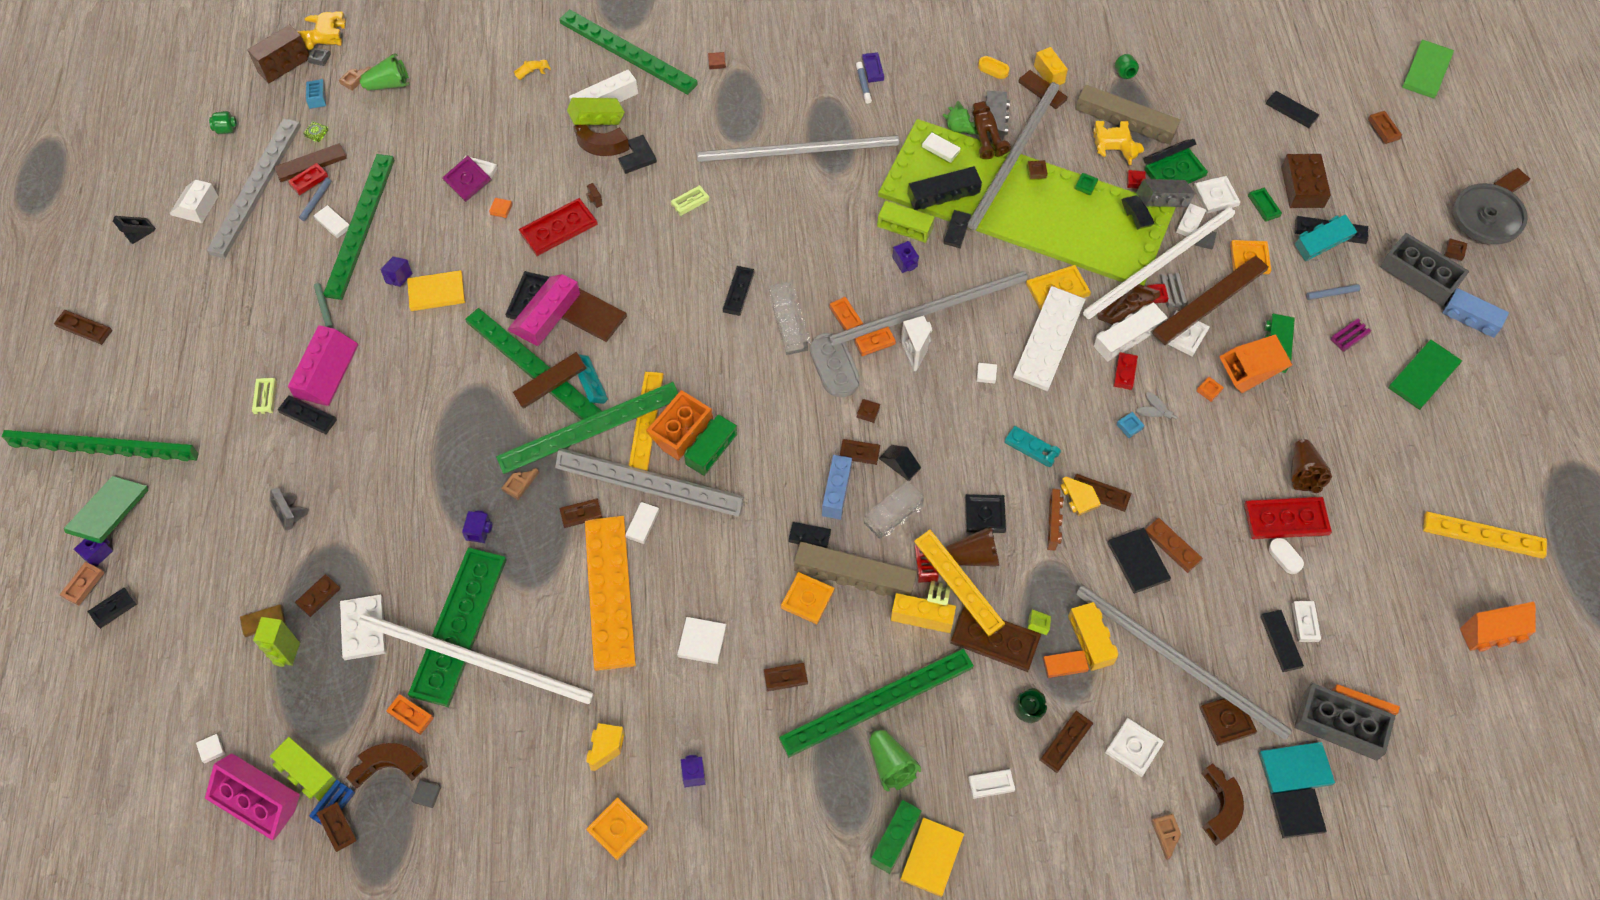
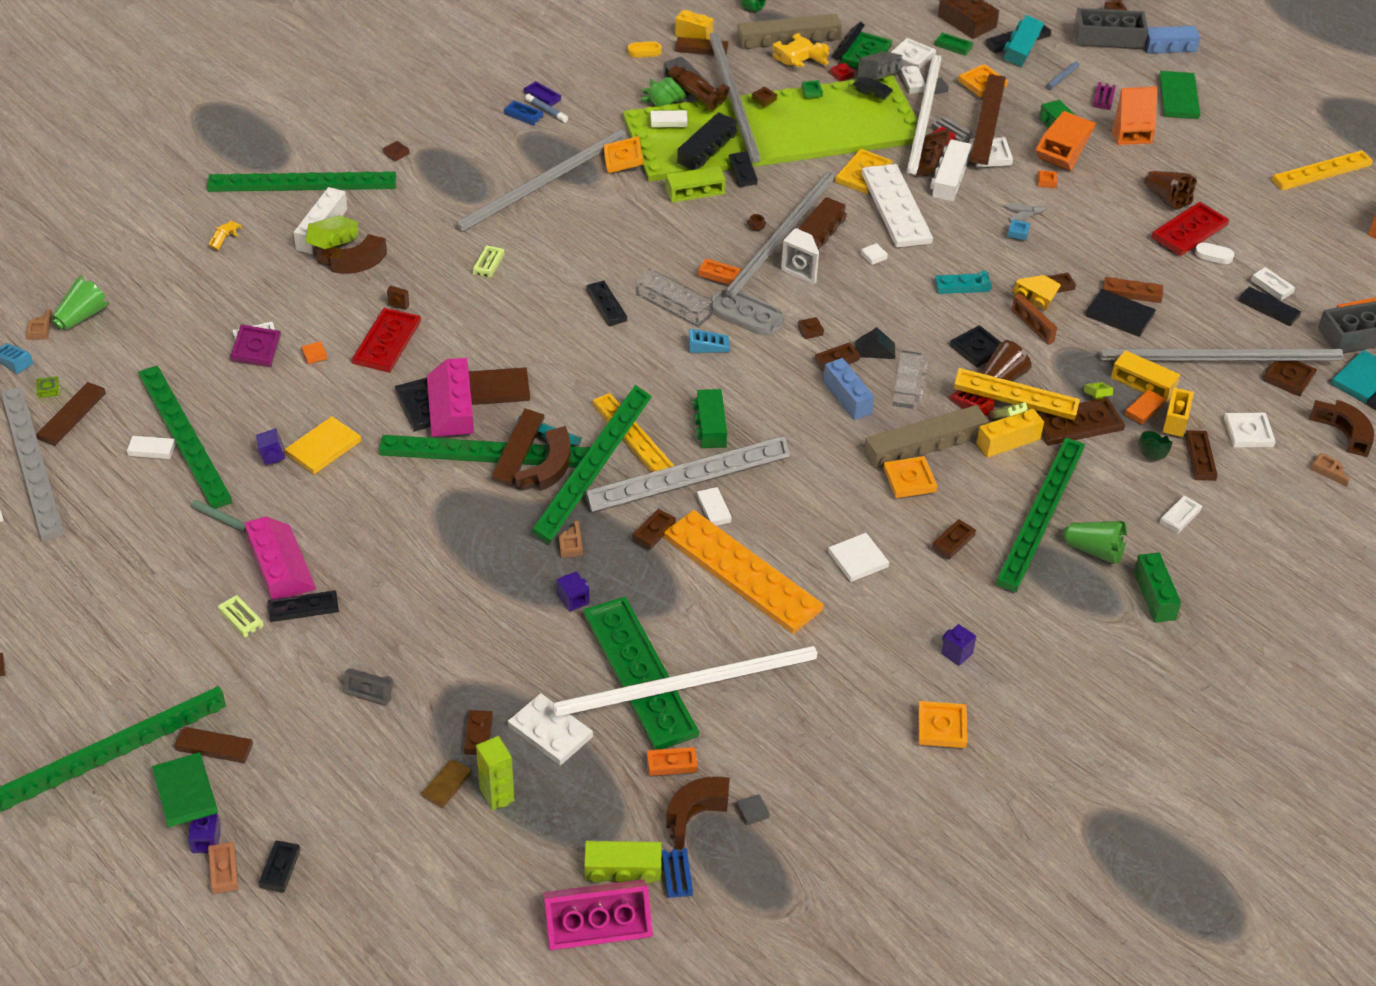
camera: 40 degrees left, 15 degrees down
(161, 485) = (213, 744): none -> reddish brown tile
(210, 748) = (511, 909): white tile -> none
(308, 179) = (86, 425): red plate -> none
(314, 200) = (111, 440): sand blue bar -> none
(336, 827) = (705, 880): reddish brown plate -> none
(563, 411) = (553, 467): none -> reddish brown arch
(606, 745) = (865, 671): yellow slope -> none
(641, 156) = (403, 251): black tile -> none
(680, 424) = (672, 415): orange slope -> none
(775, 365) = (701, 342): none -> dark azure slope
(809, 534) = (855, 438): black plate -> none
(845, 86) = (523, 112): none -> blue tile
(875, 341) = (763, 277): orange plate -> none
(876, 161) = (623, 154): none -> light orange plate
(905, 257) = (723, 208): dark purple brick -> none
(920, 282) = (756, 222): none -> reddish brown plate
(932, 857) = (1196, 587): yellow tile -> none
(963, 321) = (824, 220): none -> reddish brown brick
(1080, 690) = (1178, 412): none -> yellow brick
(1125, 371) = (975, 199): red plate -> none
(1343, 377) = (1135, 116): none -> orange slope

